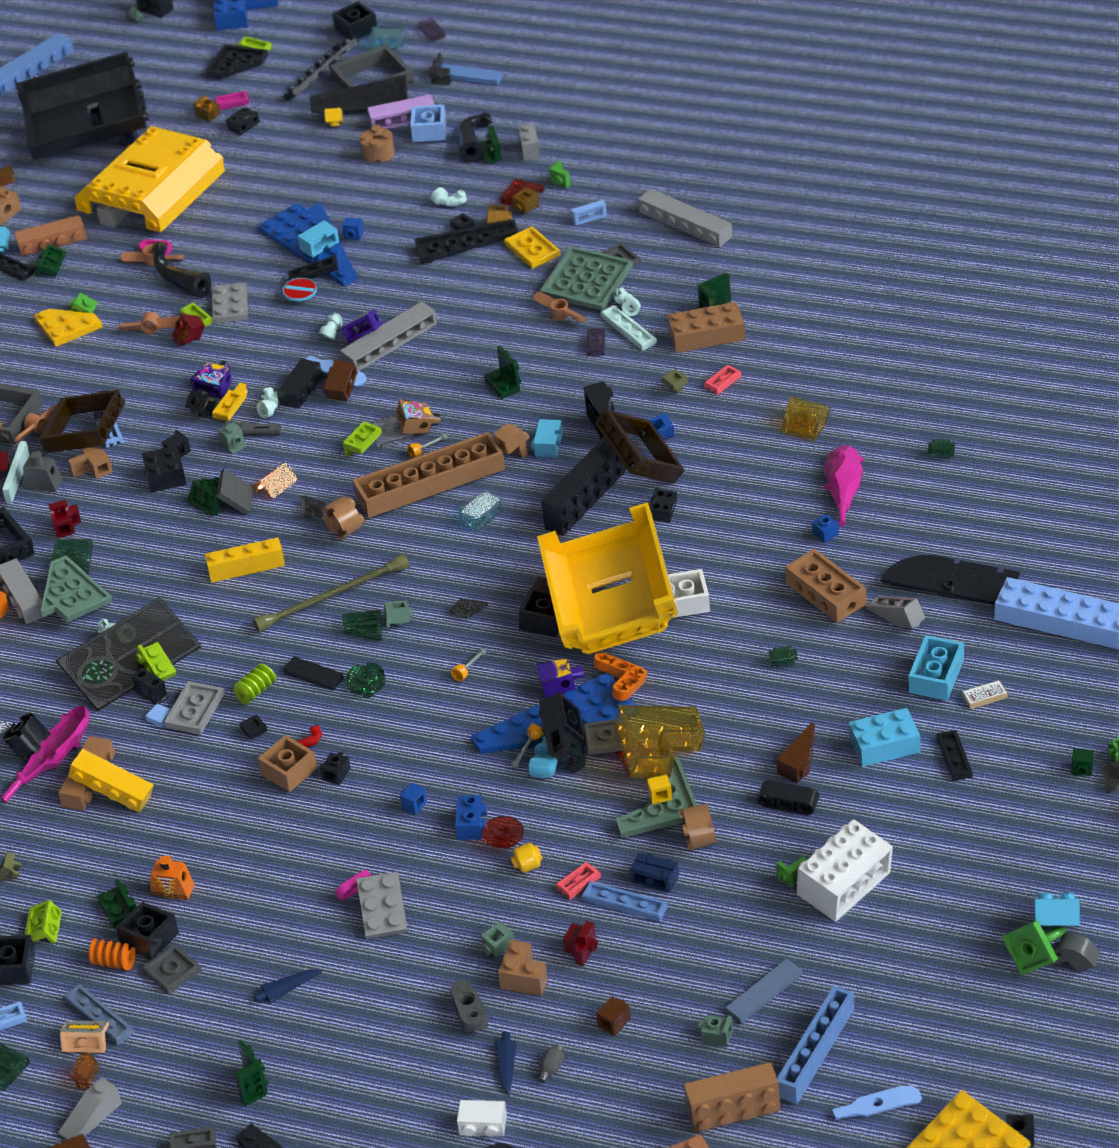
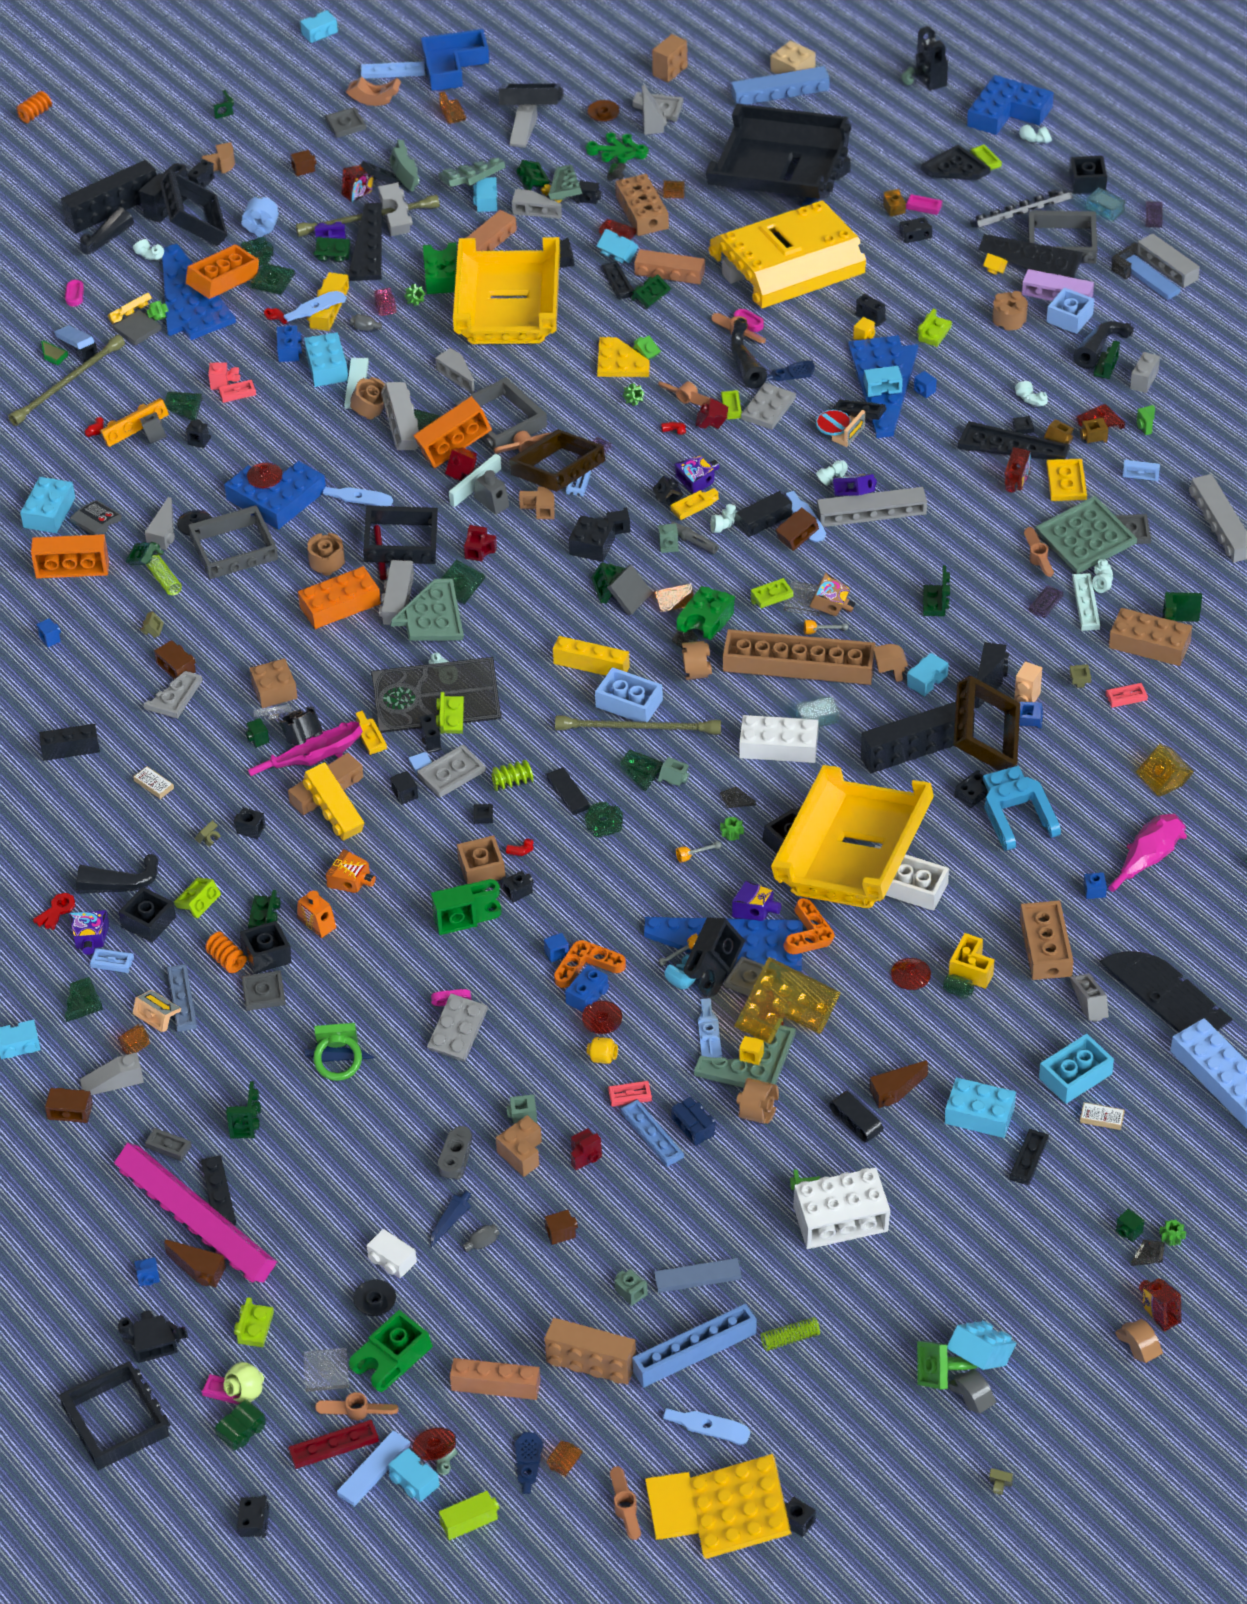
camera: 30 degrees right, 5 degrees up
(24, 38) = (792, 58): none -> tan brick
(41, 839) = (250, 823): none -> black brick
(98, 716) = (371, 735): none -> yellow hinge
(104, 344) = (633, 394): none -> bright green gear
(163, 740) = (404, 787): none -> black brick
(166, 351) = (671, 426): none -> red arm
(172, 833) = (349, 873): none -> orange torso
(229, 267) = (798, 370): none -> dark blue piece
(257, 194) = (870, 309): none -> black piece
(265, 210) = (864, 329): none -> yellow plate
(277, 13) = (1027, 132): none -> light aqua arm
(280, 967) = (337, 1036): none -> bright green tile
(304, 805) = (465, 906): none -> green brick
(306, 572) = (628, 695): none -> light blue brick
(319, 297) = (852, 430): none -> panel
(319, 476) = (706, 611): none -> green brick
(322, 186) = (933, 329): none -> lime bracket
(445, 792) = (587, 956): none -> orange beam
(465, 544) = (779, 738): none -> white brick
(475, 55) = (1168, 260): none -> light grey brick
(485, 631) = (732, 828): none -> bright green gear
(490, 262) = (1014, 476): none -> clear red torso
(607, 804) = (709, 1039): none -> light blue piece
(641, 401) = (1028, 683): none -> light nougat brick
(696, 489) = (1009, 789): none -> dark azure plate
(733, 668) = (911, 973): none -> clear red dish
(780, 633) = (970, 962): none -> yellow brick
(883, 991) = (783, 1334): none -> lime piece

